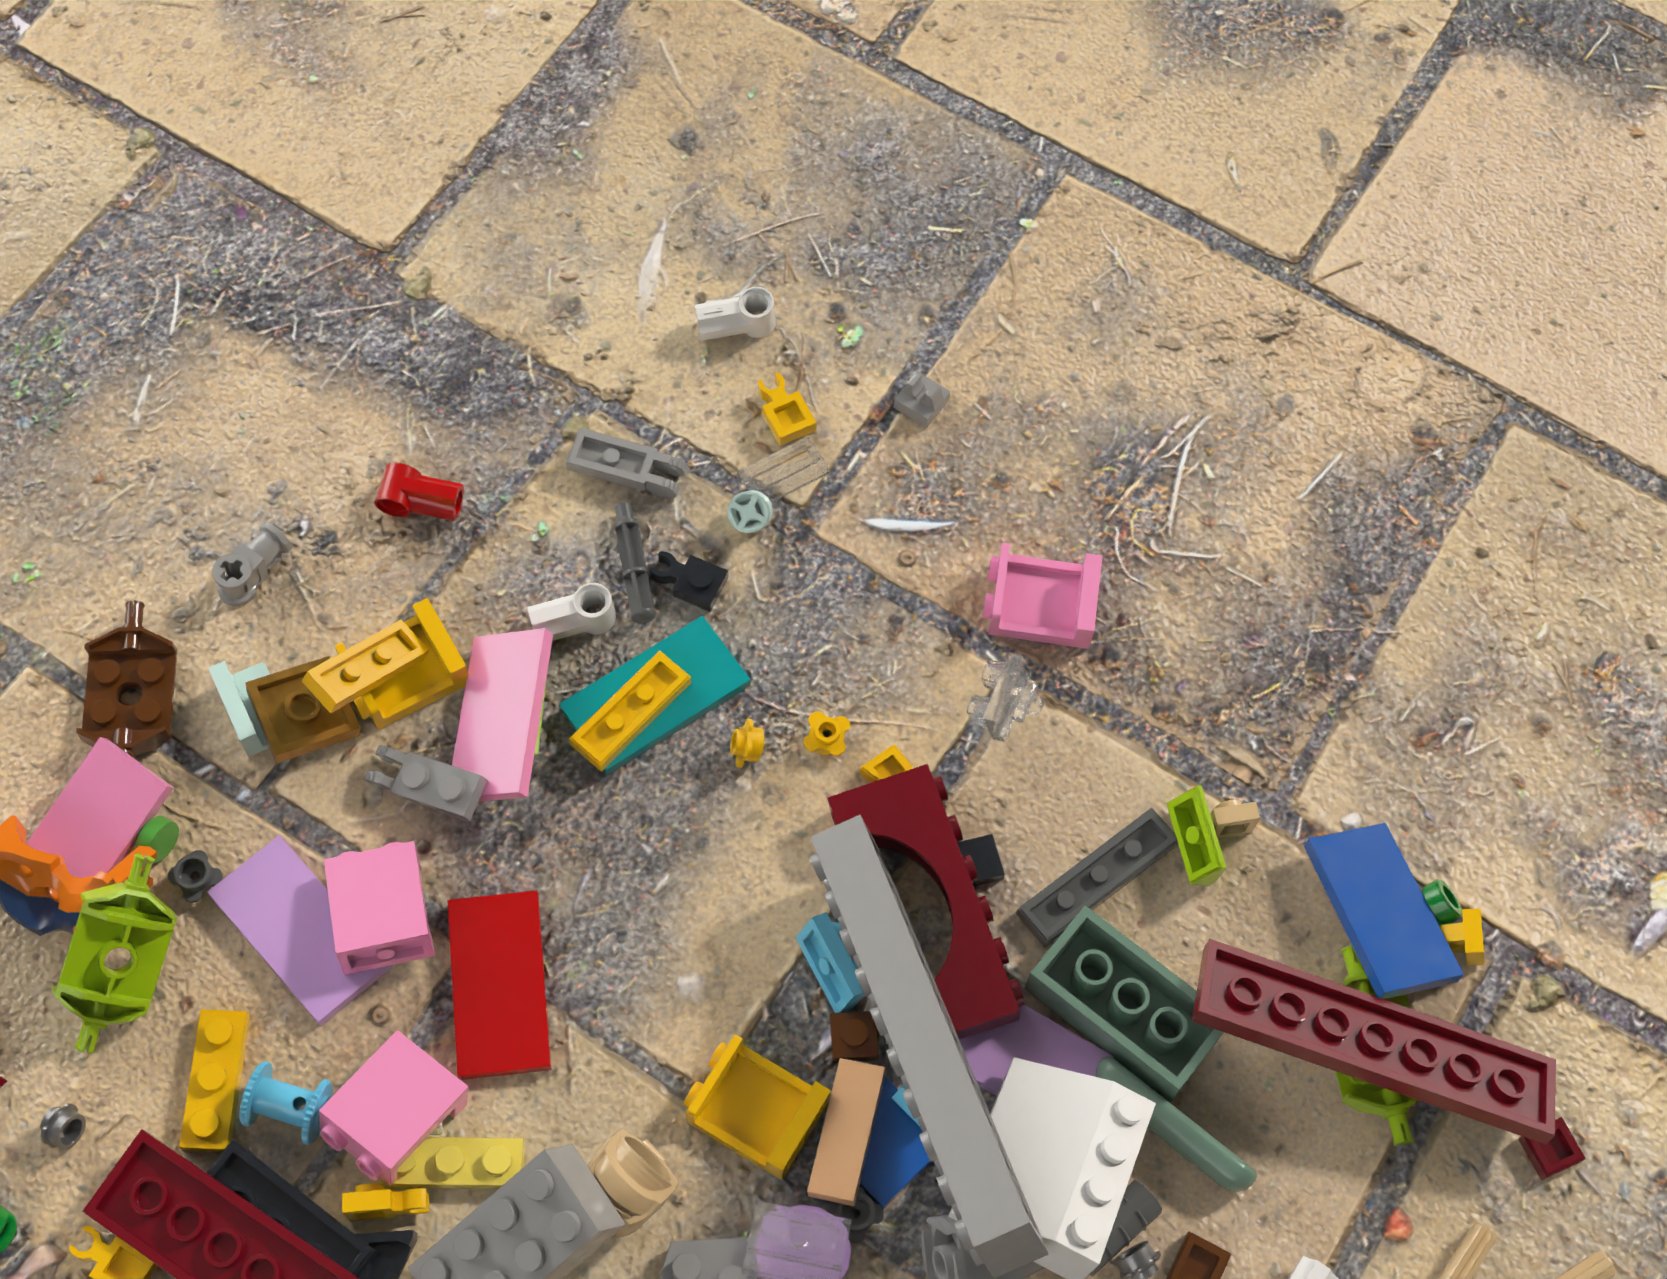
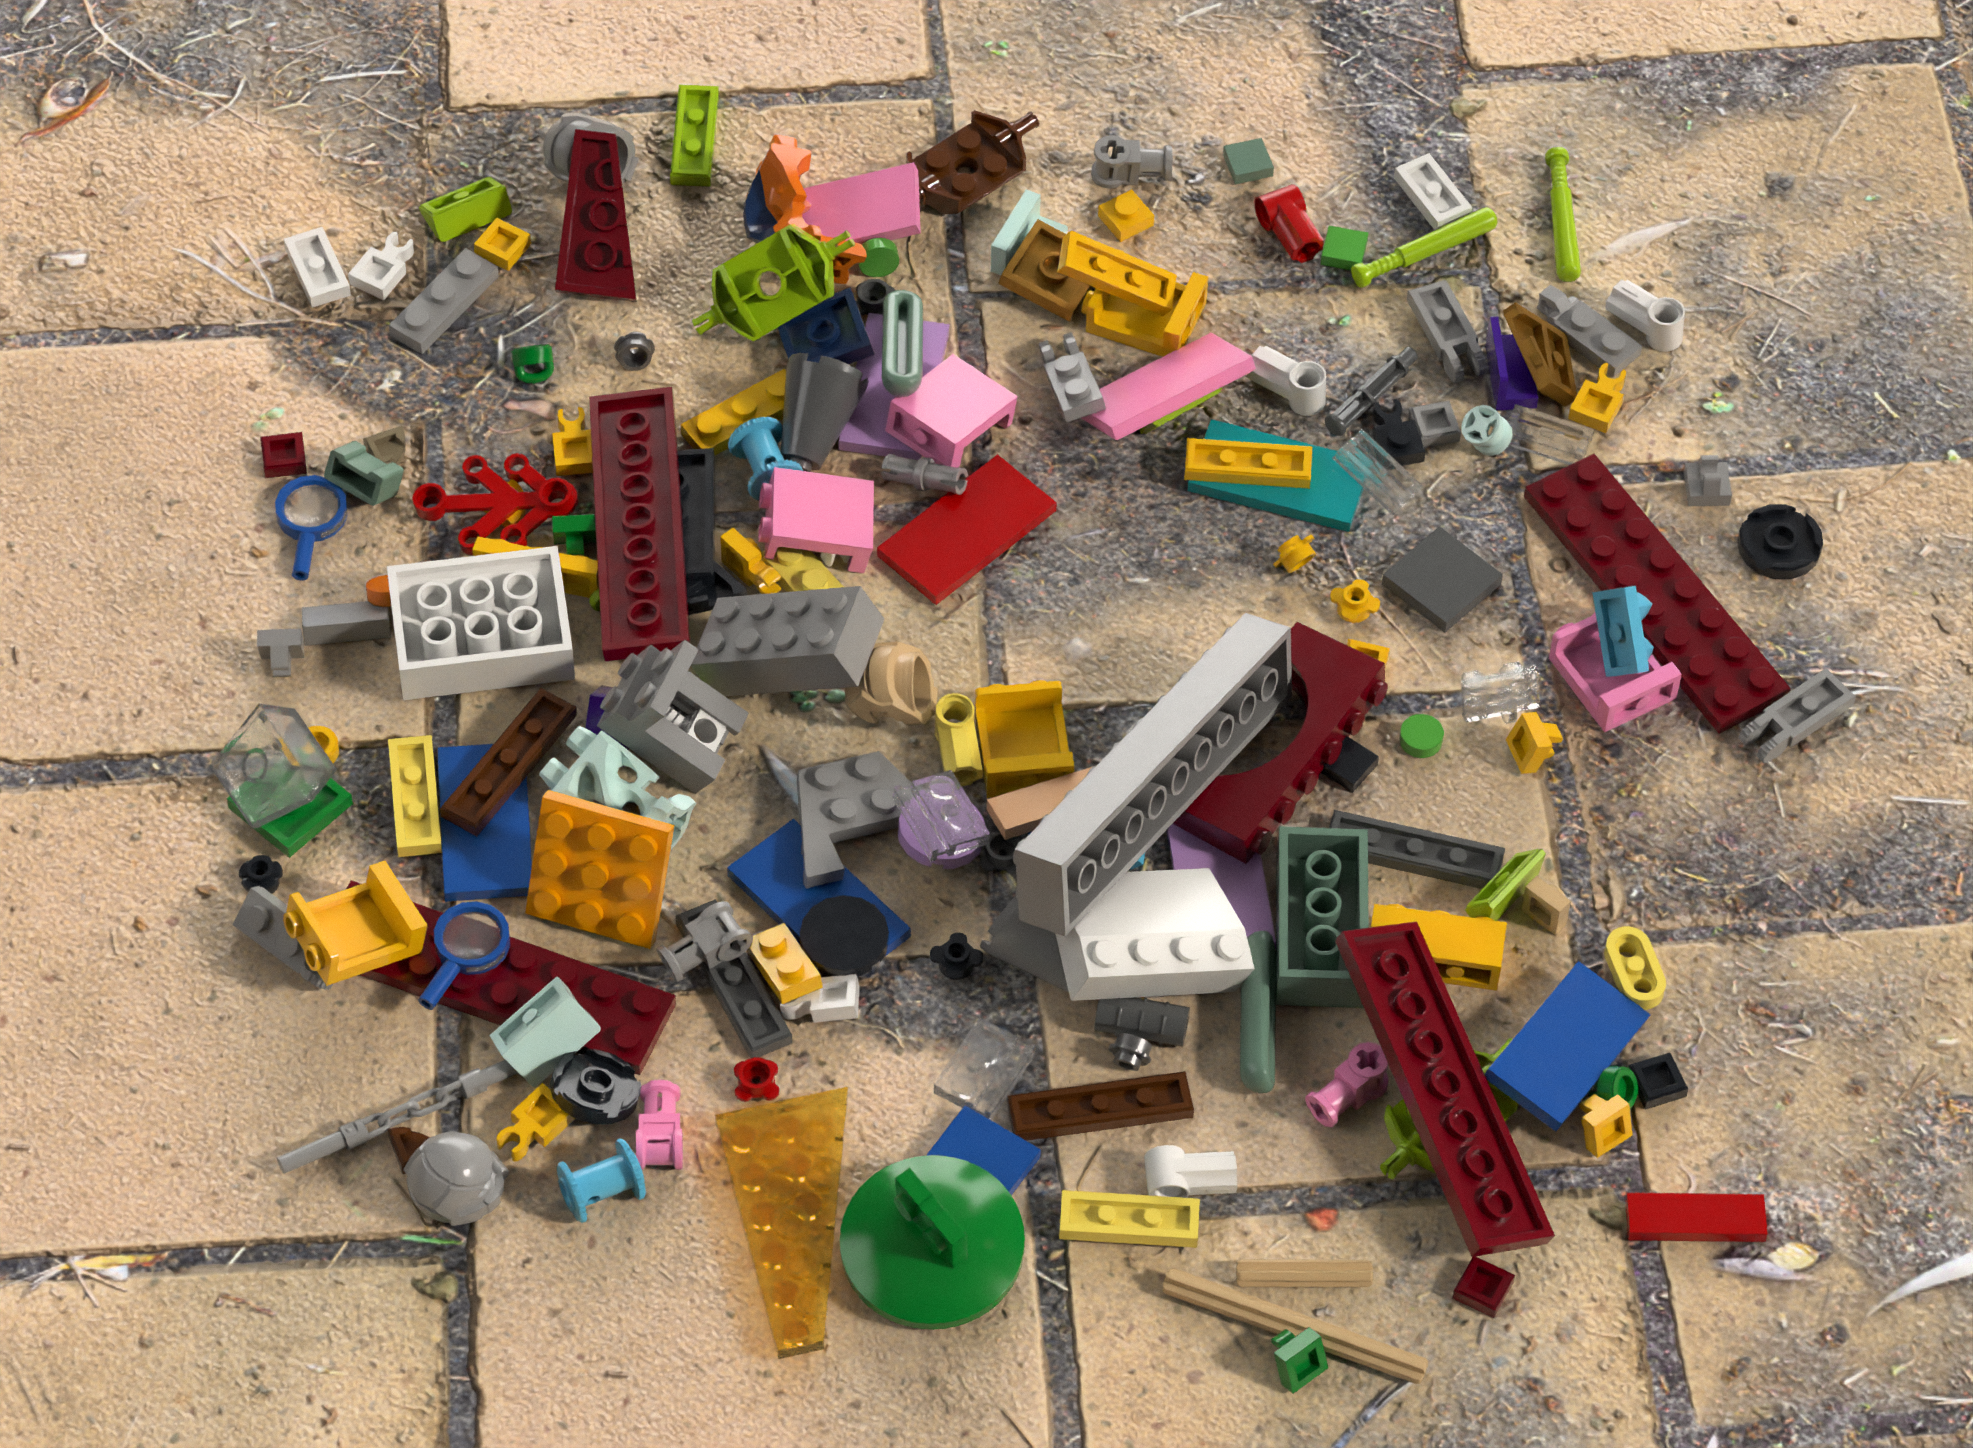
camera: 55 degrees right, 10 degrees down
(205, 949) = (828, 330): none -> dark blue plate
(280, 1022) = (817, 407): none -> dark grey cone
(281, 894) = (902, 343): none -> sand green piece
(294, 609) = (1126, 215): none -> yellow plate
(326, 476) = (1248, 161): none -> sand green tile
(418, 977) = (924, 474): none -> light grey pin
(477, 474) = (1344, 247): none -> bright green tile
(485, 371) = (1432, 191): none -> white plate
(532, 405) = (1439, 240): none -> lime piece
(595, 305) = (1564, 231): none -> lime piece
(700, 448) = (1508, 370): none -> dark purple panel
(703, 541) = (1435, 423): none -> light grey tile
(710, 368) = (1588, 331): none -> light grey hinge
(715, 414) = (1544, 352): none -> pearl gold wing
(722, 1167) = (958, 740): none -> light yellow piece
(723, 626) = (1373, 475): none -> clear tile
(856, 653) = (1442, 579): none -> dark grey tile
(991, 508) = (1685, 623): none -> dark red plate
(994, 785) = (1421, 736): none -> bright green tile
(1014, 393) = (1780, 542): none -> black tile
(1033, 566) = (1621, 630): none -> medium azure tile
(1071, 710) = (1532, 741): none -> yellow tile
(1186, 502) = (1798, 714): none -> light grey hinge
(1230, 916) = (1463, 947): none -> yellow brick
(1299, 1107) = (1354, 1083): none -> bright pink connector
(1334, 797) = (1637, 971): none -> light yellow plate
(1445, 862) = (1659, 1080): none -> black tile
(1590, 935) = (1696, 1217): none -> red tile

